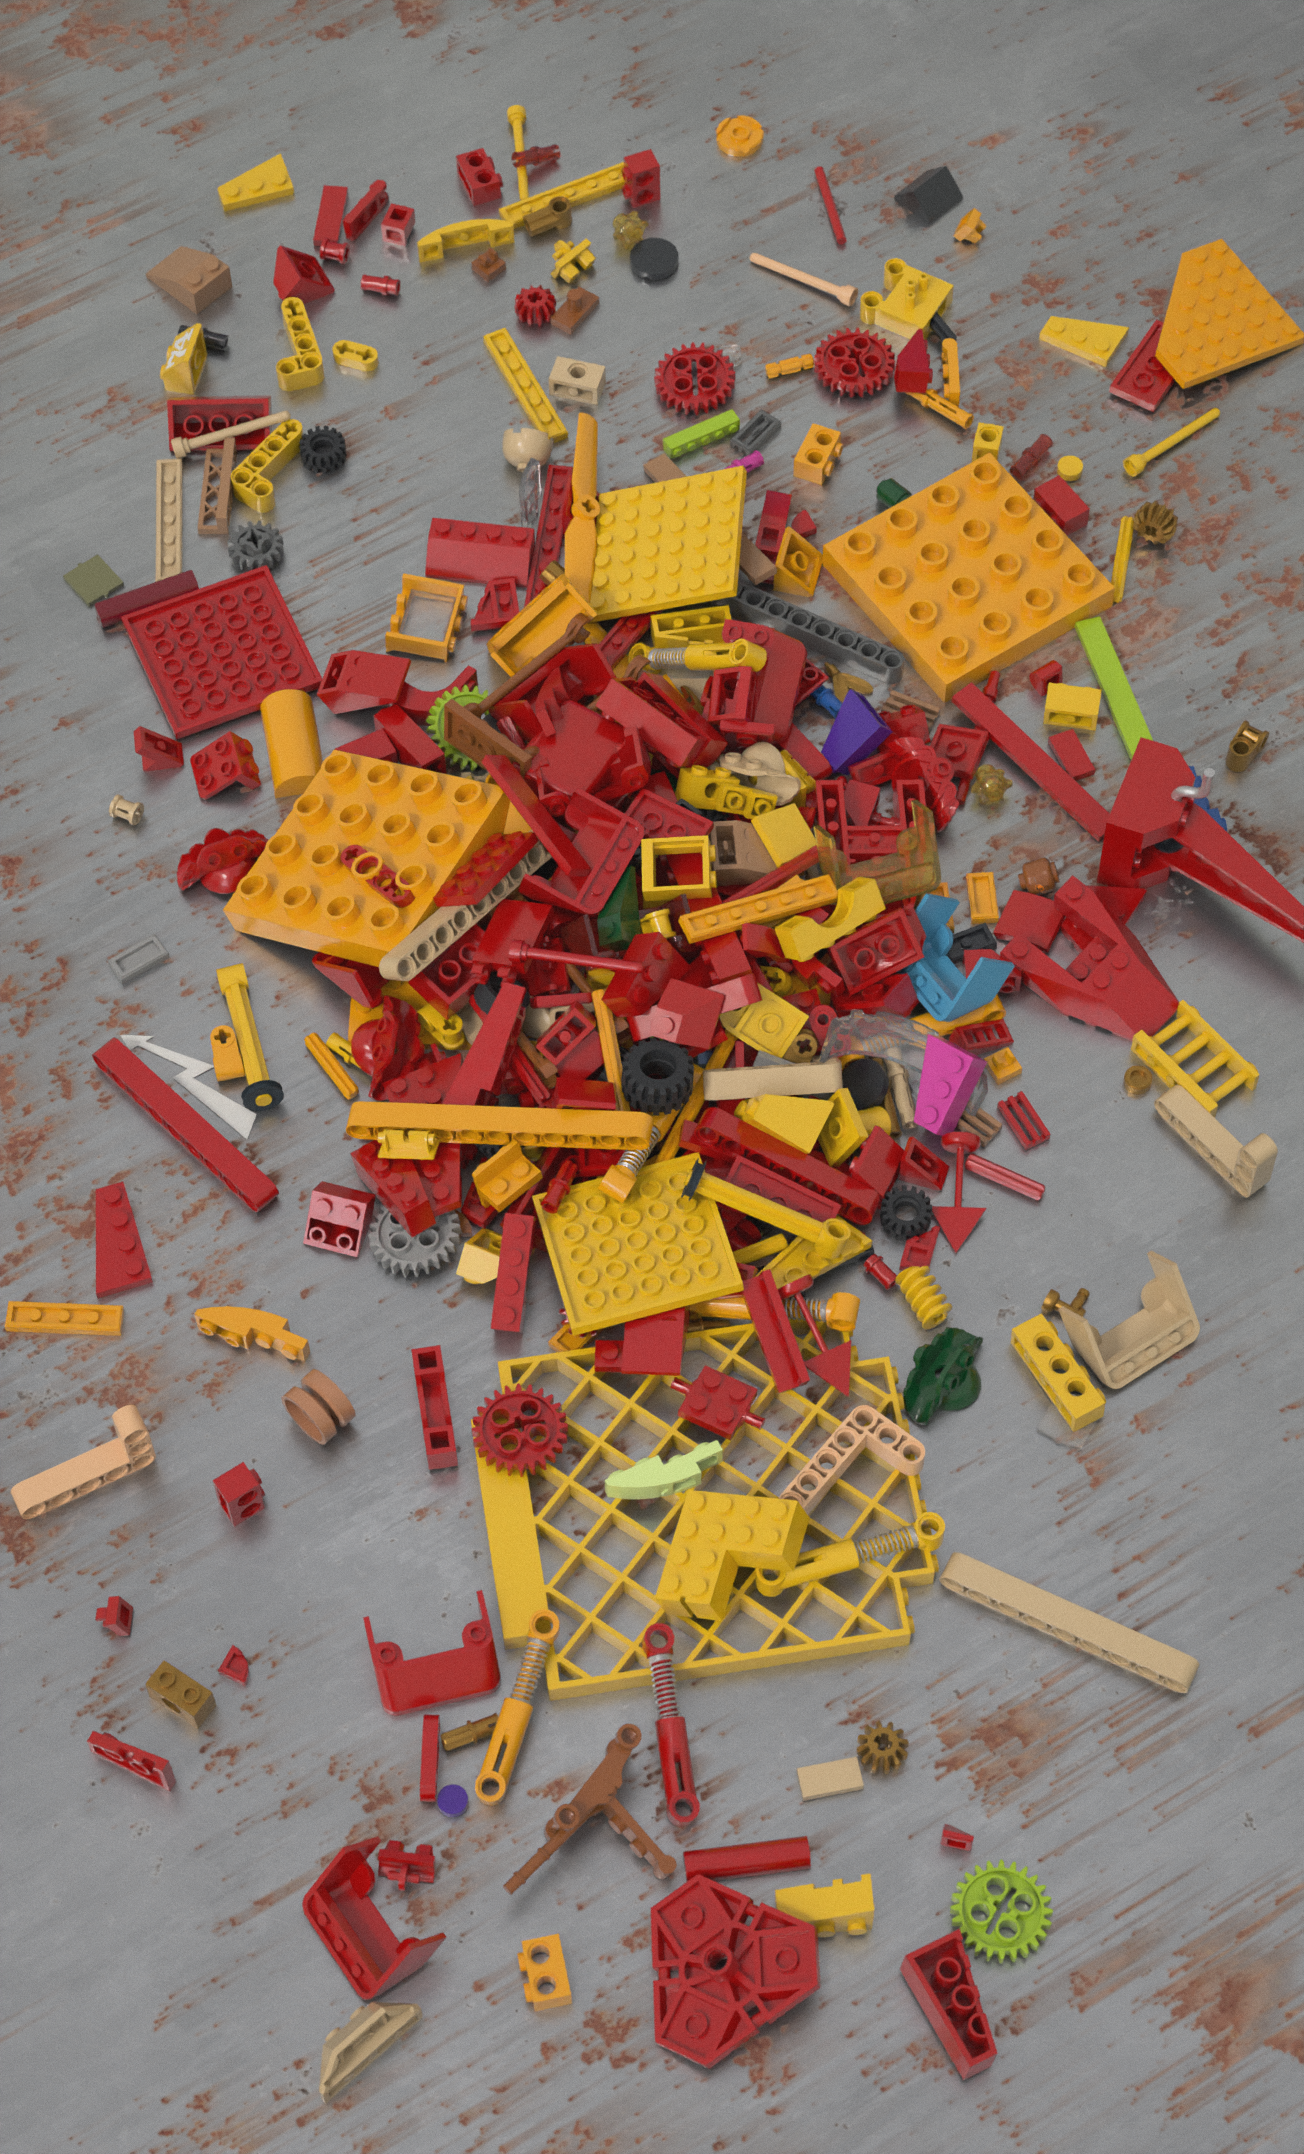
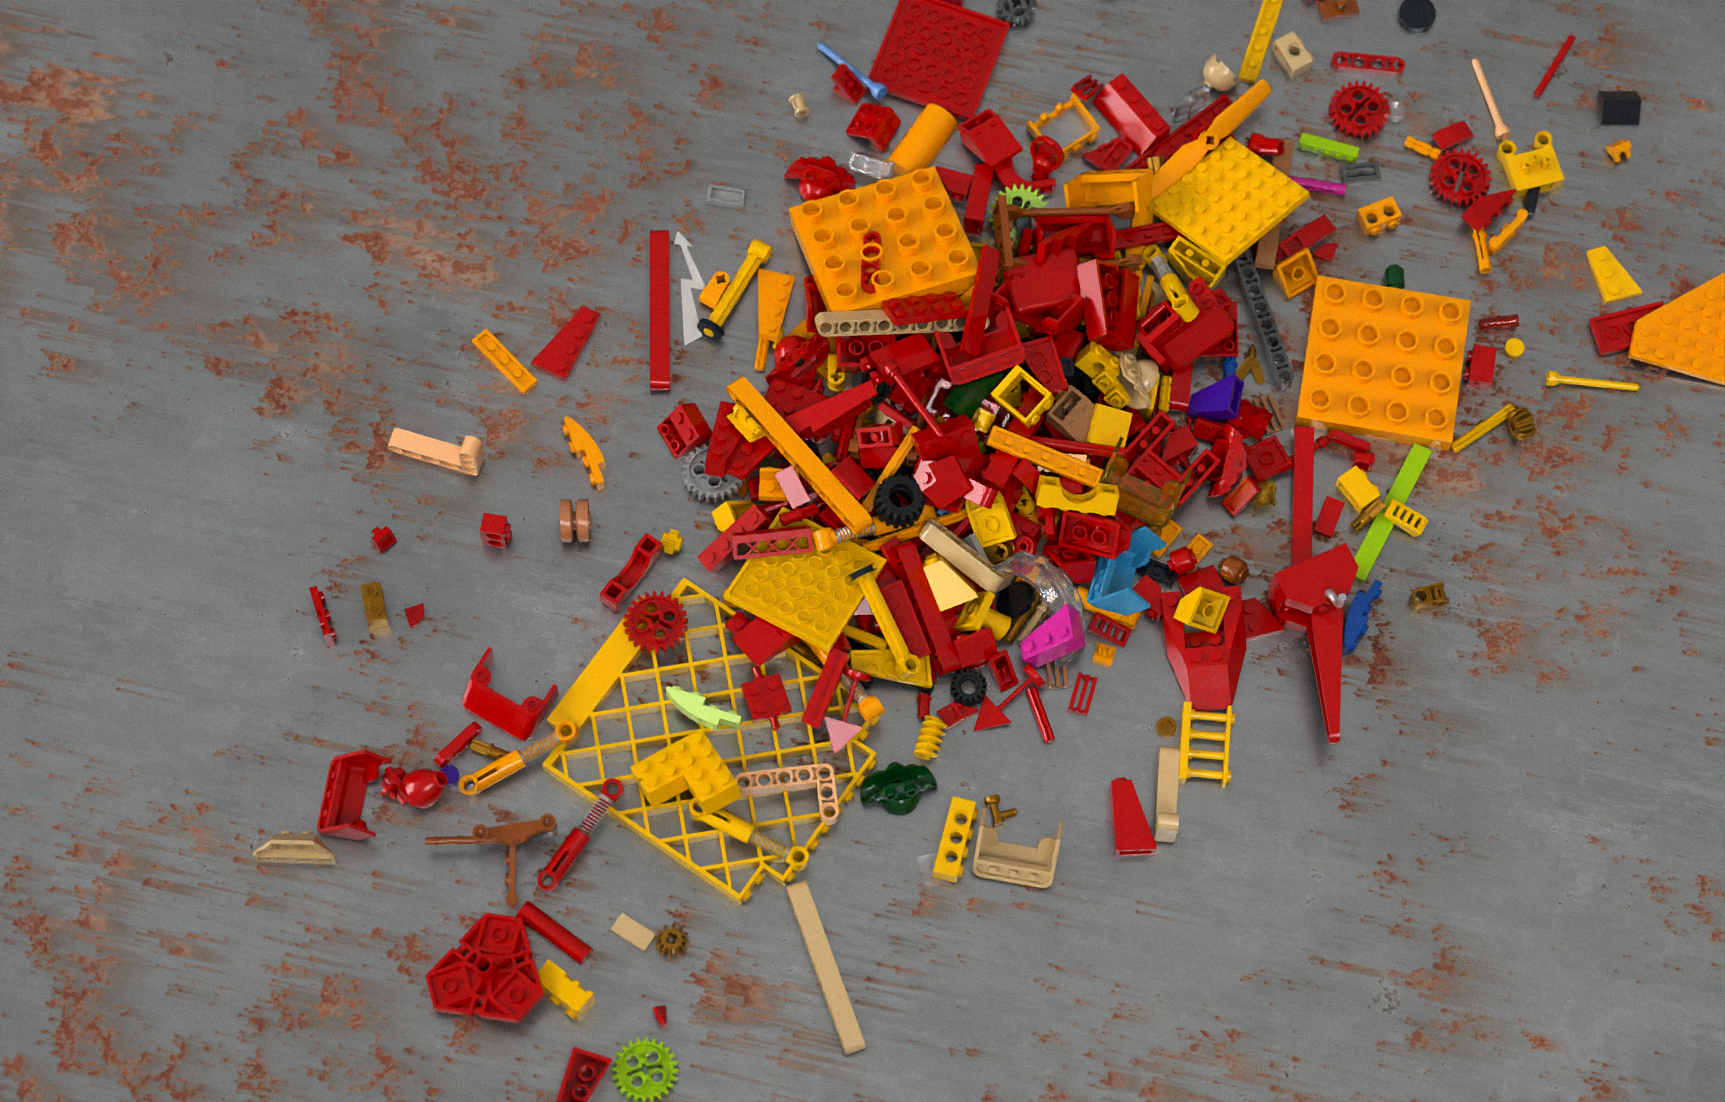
camera: 40 degrees right, 10 degrees up
(196, 727) = (877, 89): none -> medium blue piece
(266, 802) = (871, 165): none -> clear brick
(300, 1015) = (773, 300): none -> light orange wing
(409, 558) = (1081, 85): none -> red tile
(443, 656) = (1045, 160): none -> red piece
(444, 1832) = (424, 787): none -> red piece
(446, 1337) = (672, 541): none -> yellow gear
(526, 1162) = (792, 486): none -> tile
(551, 1971) = (413, 898): light orange brick -> none
(554, 1229) = (771, 534): none -> red fence
(643, 474) = (1265, 146): none -> red piece
(653, 332) = (1368, 59): none -> red beam
(805, 333) = (1452, 134): none -> red slope
(972, 802) = (1241, 496): none -> red tile
(984, 907) = (1182, 560): none -> red head
(987, 440) = (1478, 299): yellow brick -> none
(1015, 668) = (1348, 440): none -> red tile
(1061, 927) = (1202, 609): none -> yellow slope
(1107, 721) = (1368, 514): none -> pearl gold axle
(1162, 691) = (1416, 517): none -> yellow slope
(1204, 1198) = (1129, 822): none -> red slope

